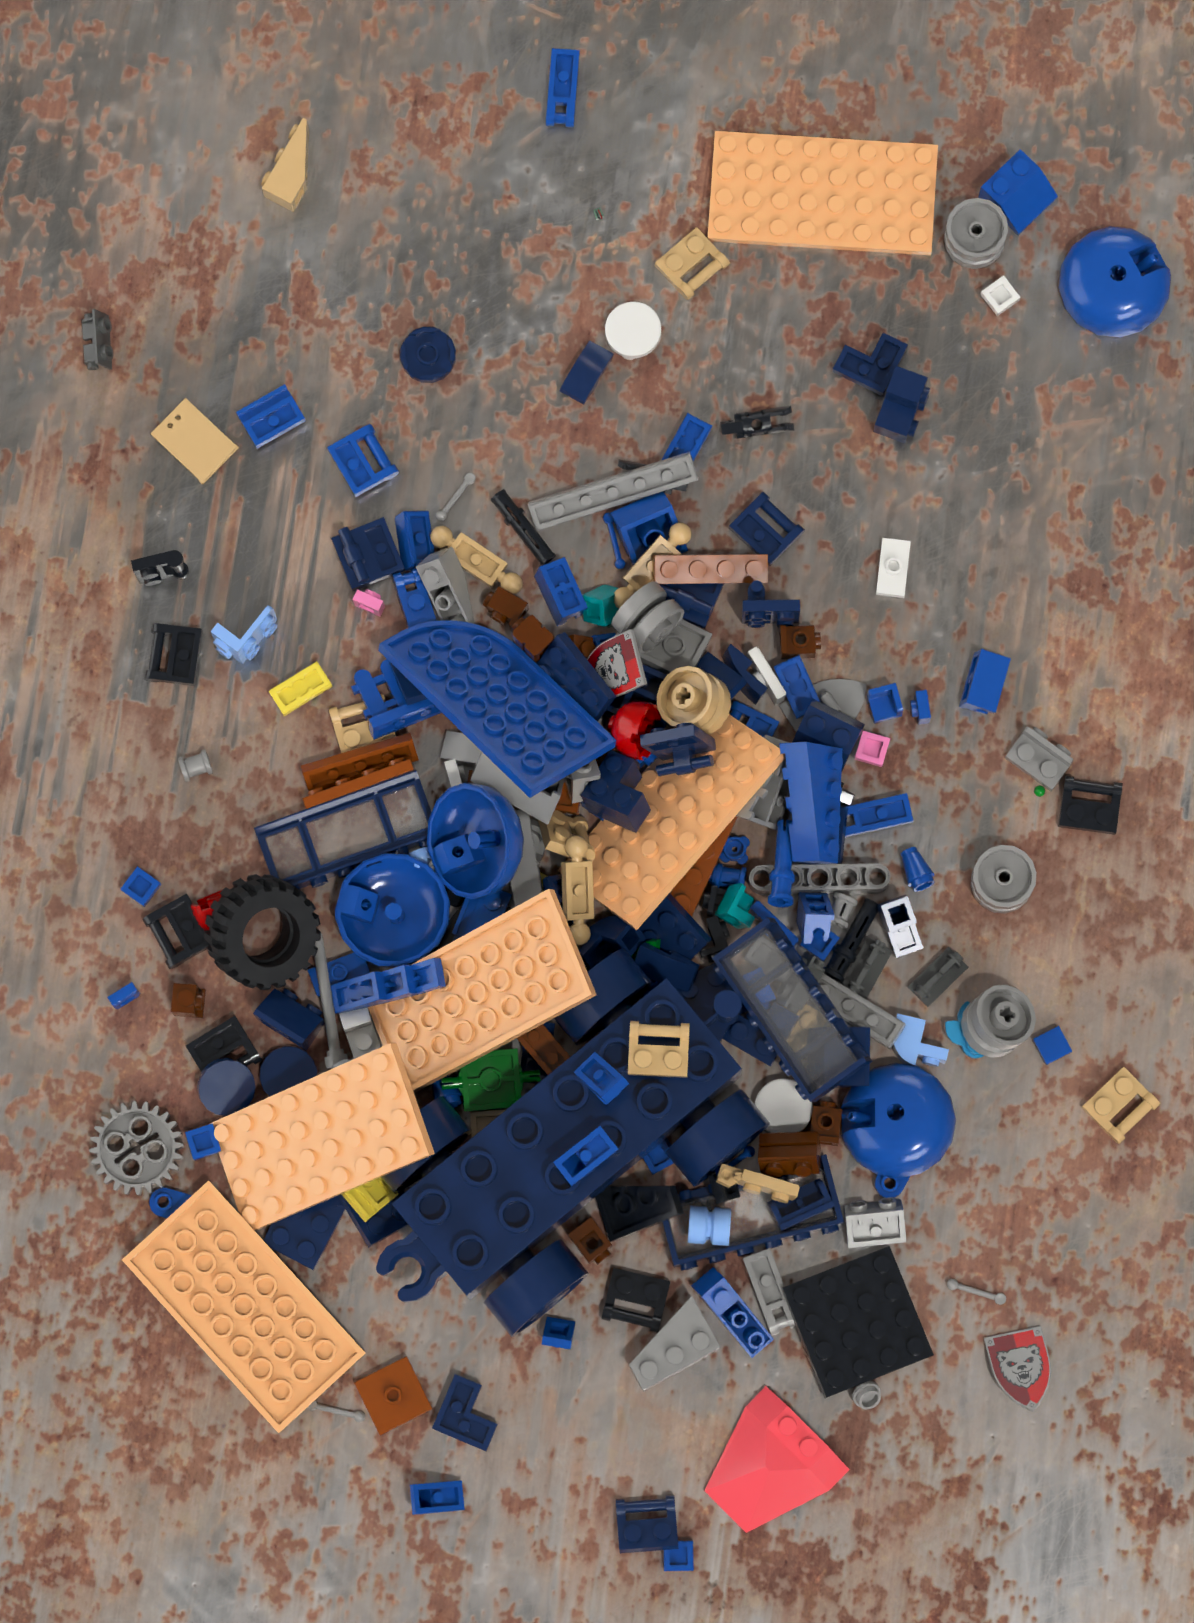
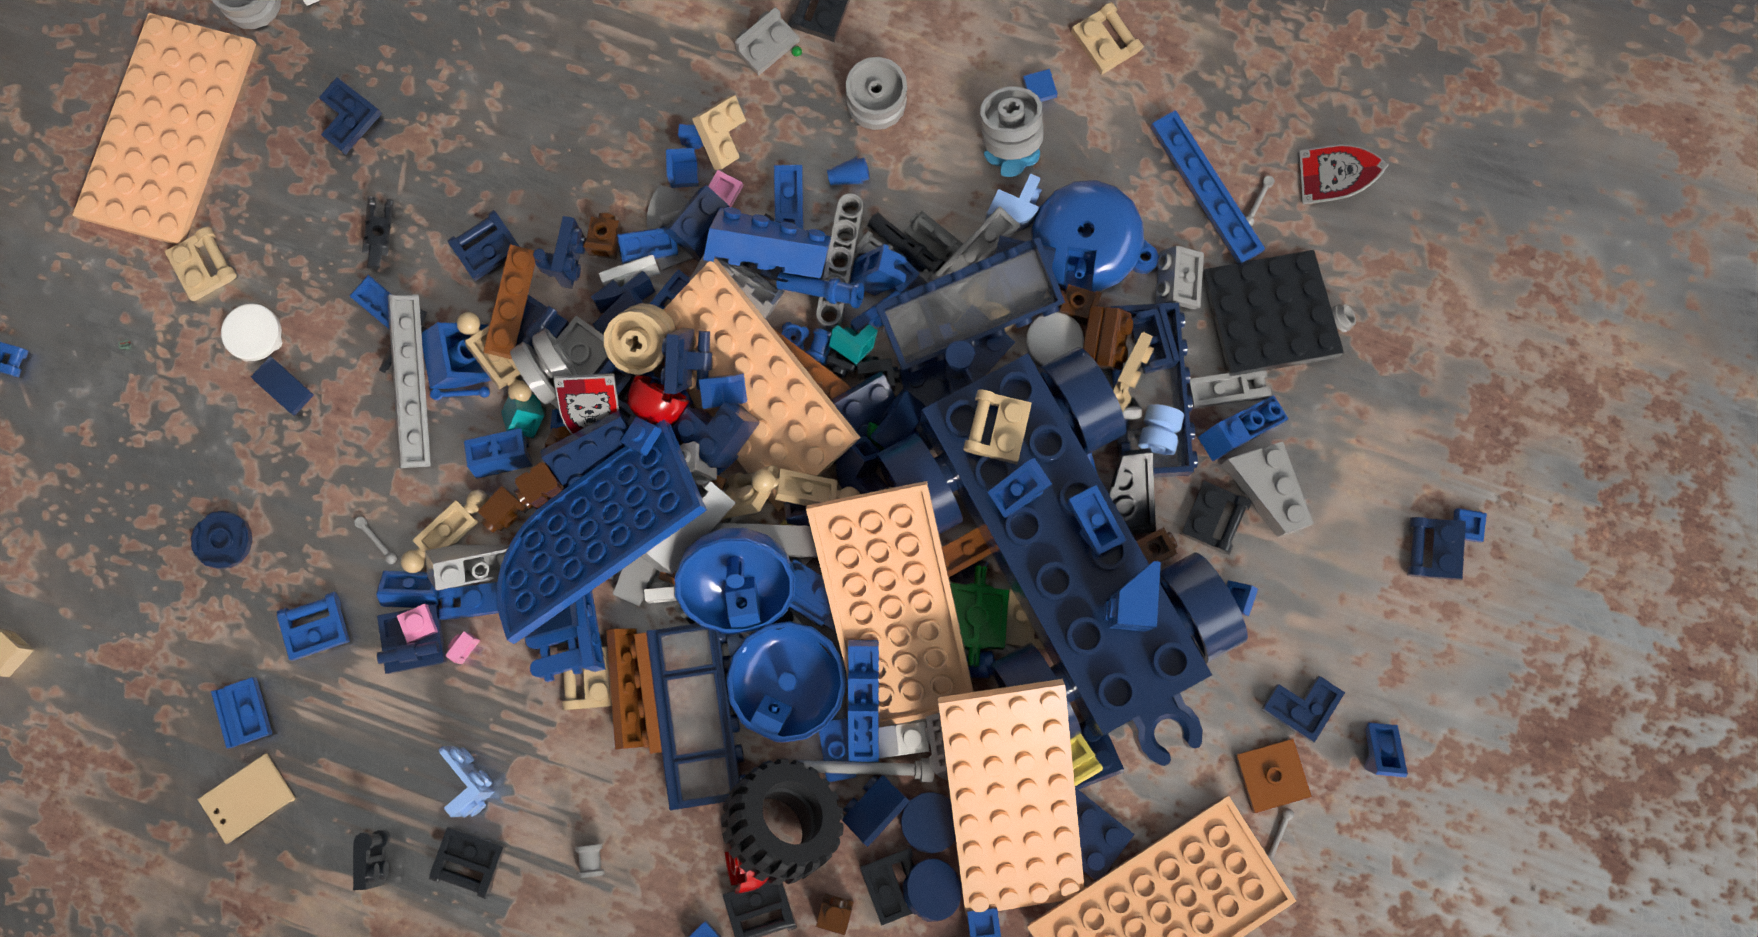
camera: 85 degrees left, 0 degrees up
(97, 327) = (97, 880): dark grey hinge -> none
(300, 688) = (534, 735): light yellow plate -> none
(382, 556) = (417, 623): none -> bright pink plate
(502, 502) = (393, 493): black pin -> none
(514, 1201) = (1136, 602): none -> blue slope
(595, 722) = (641, 436): none -> blue plate
(659, 789) = (722, 390): none -> blue panel
(771, 1464) = (1393, 421): coral wedge -> none
(893, 567) = (552, 137): white plate -> none
(900, 925) = (898, 196): brick -> none
(902, 401) = (391, 92): dark blue brick -> none
(930, 725) = (714, 130): none -> tan plate
(938, 976) = (954, 174): dark grey hinge -> none
(977, 1234) = (1207, 187): none -> blue plate
(984, 682) = (682, 75): blue hinge -> none

